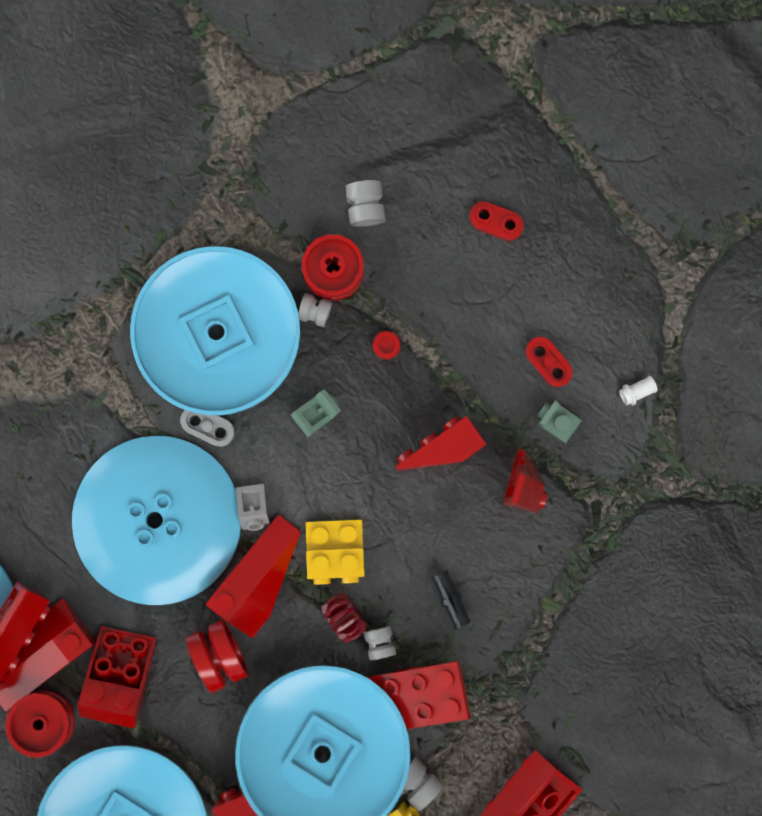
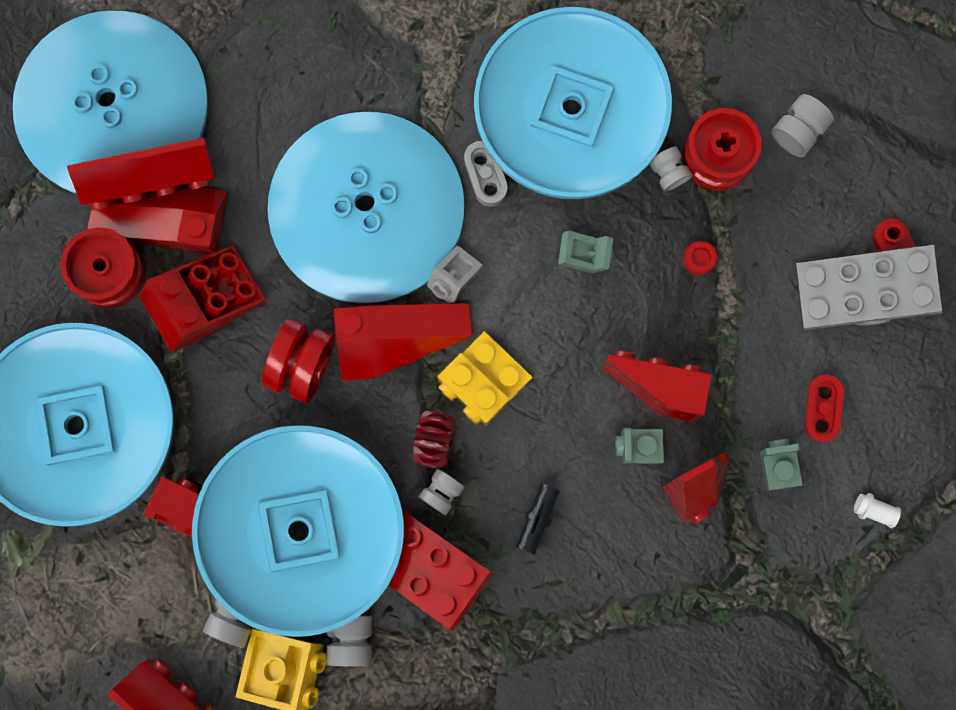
camera: 50 degrees right, 5 degrees down
(466, 494) = (640, 446): none -> sand green bracket
(503, 263) = (869, 288): none -> light grey plate

